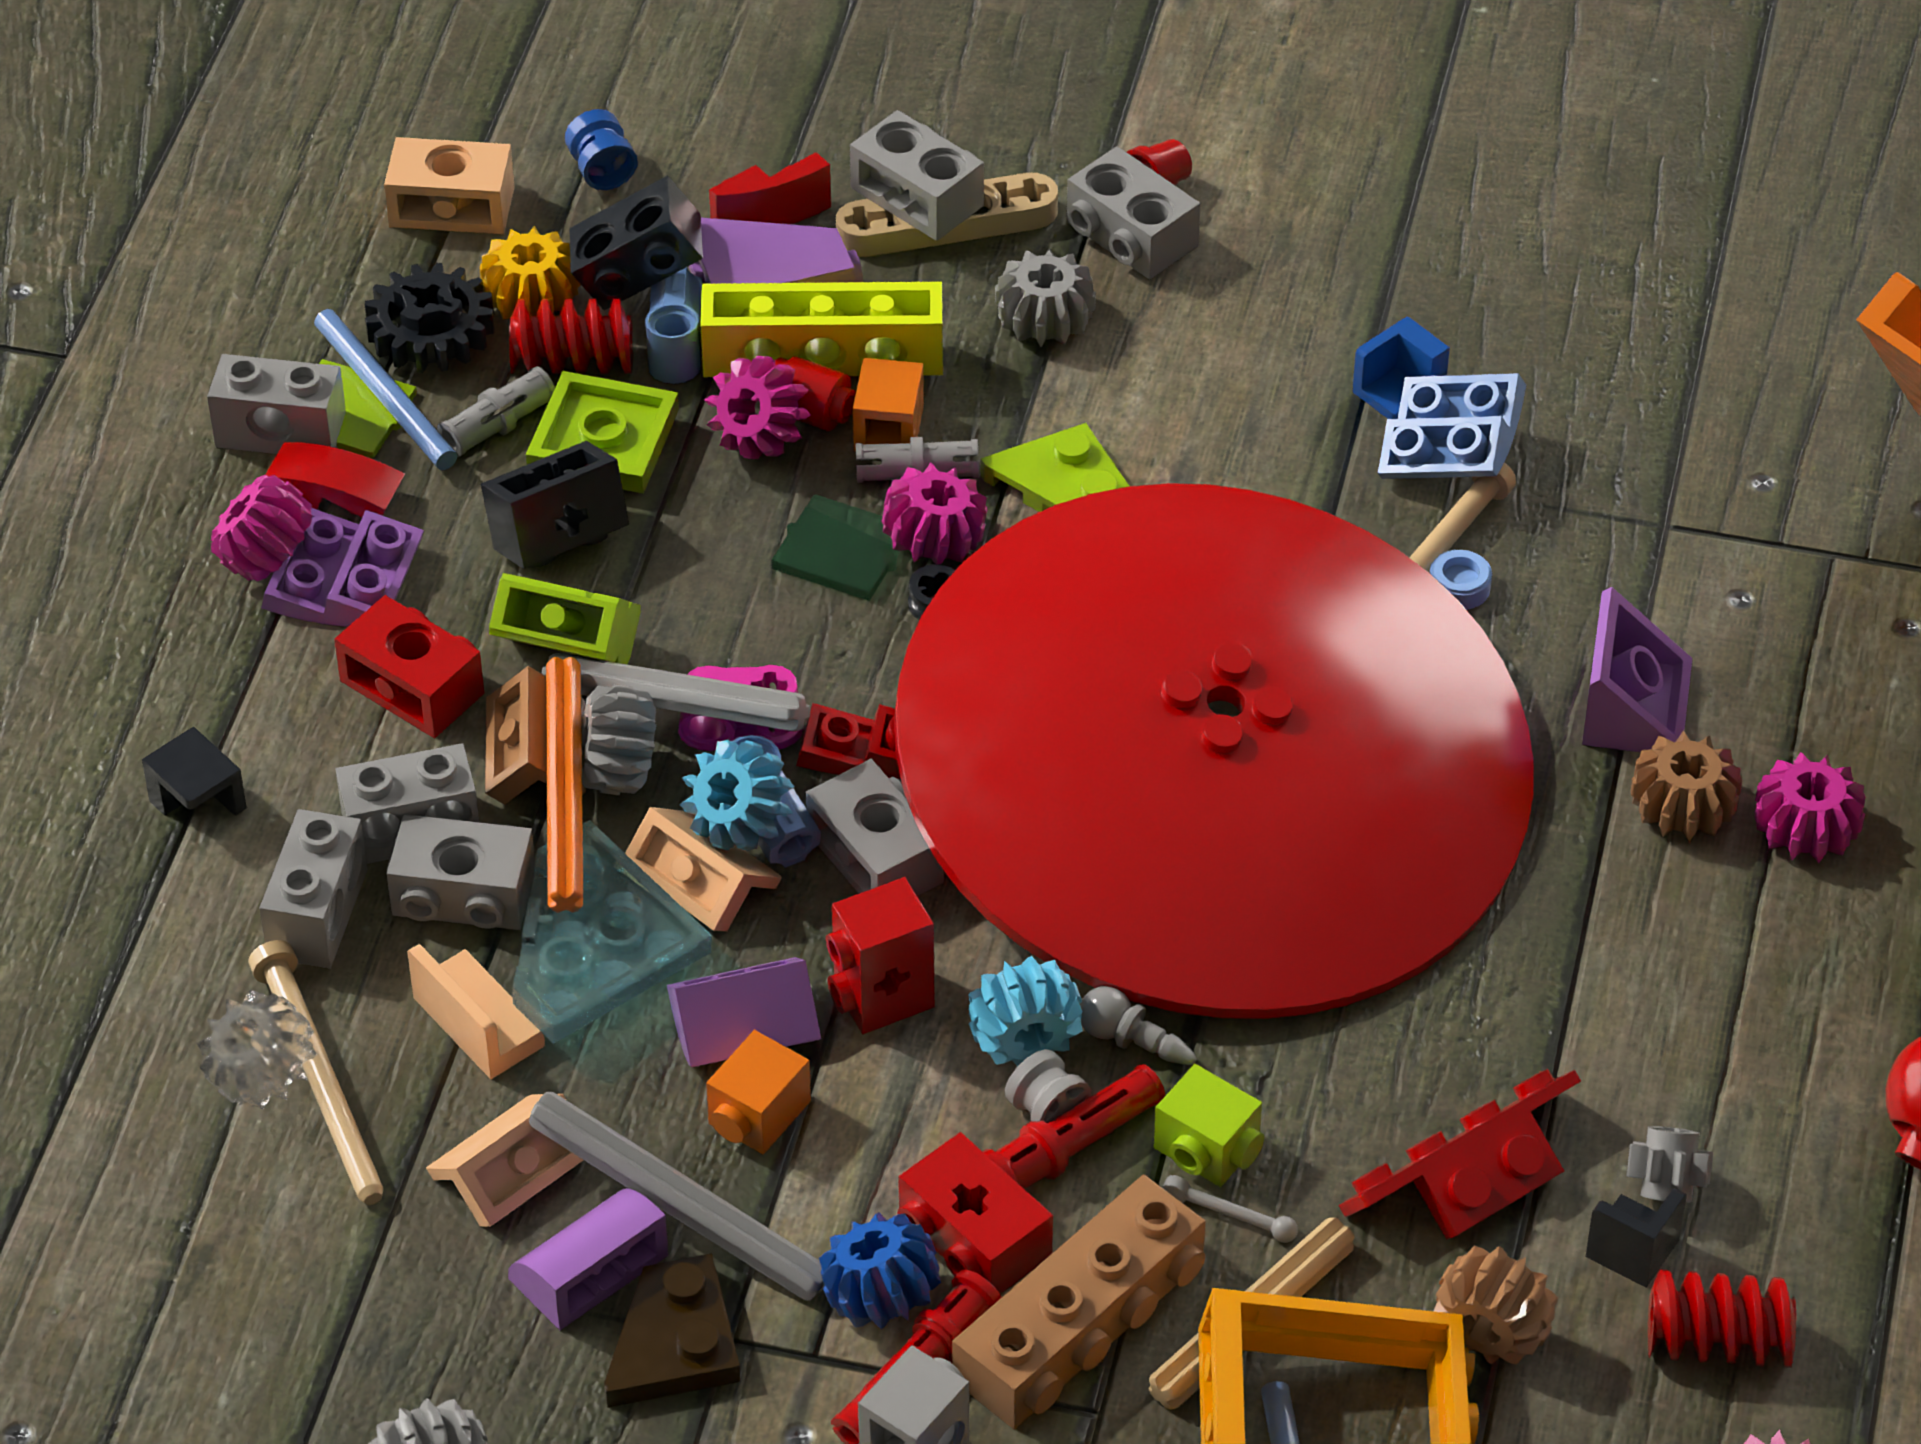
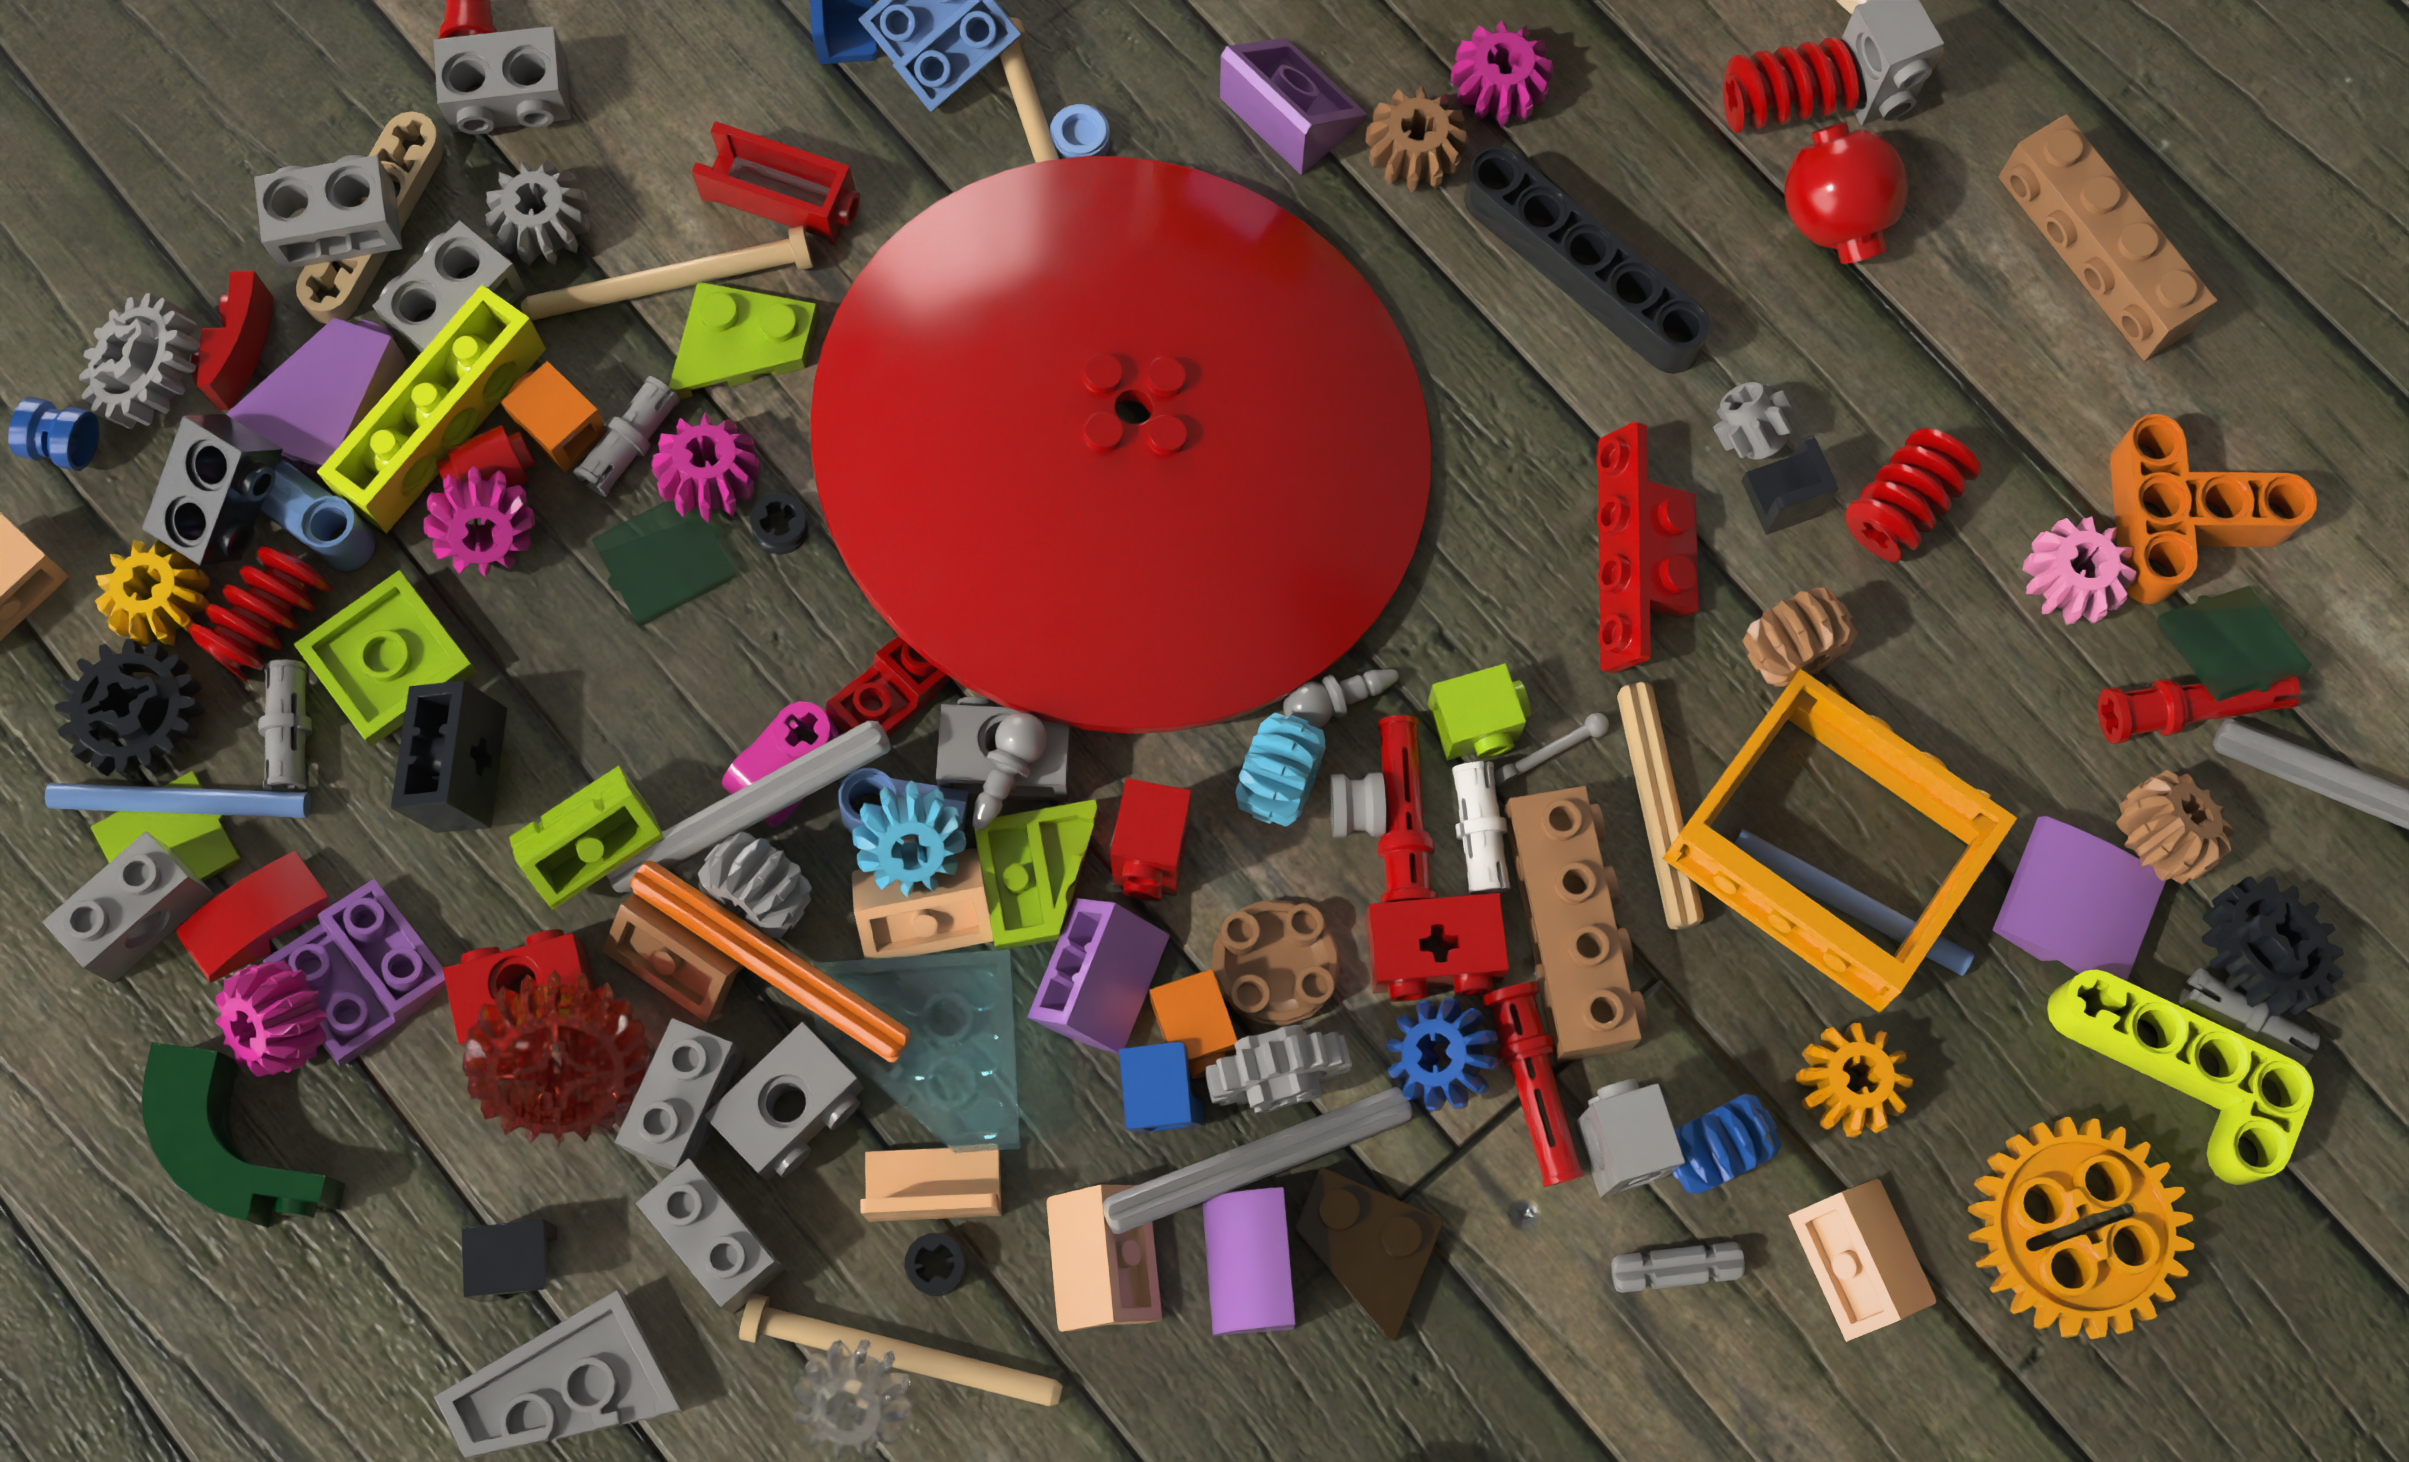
camera: 55 degrees left, 25 degrees up
(125, 876) = (562, 1384): none -> light grey wing
(132, 552) = (191, 1137): none -> dark green arch
(347, 701) = (517, 1072): none -> clear red gear
(417, 1070) = (933, 1244): none -> black bush
(667, 1090) = (1159, 1089): none -> blue panel
(701, 152) = (139, 361): none -> light grey gear
(762, 1150) = (1278, 1068): none -> light grey gear
(780, 914) = (1033, 870): none -> lime wing
(862, 1122) = (1276, 962): none -> medium nougat dish
(881, 813) = (1018, 741): none -> light grey bar
(957, 267) = (433, 285): none -> light grey brick
(1107, 1184) = (1481, 828): none -> white pin
(1175, 464) = (672, 276): none -> tan bar
(1217, 419) = (778, 182): none -> red window
(1697, 965) = (1592, 286): none -> black beam

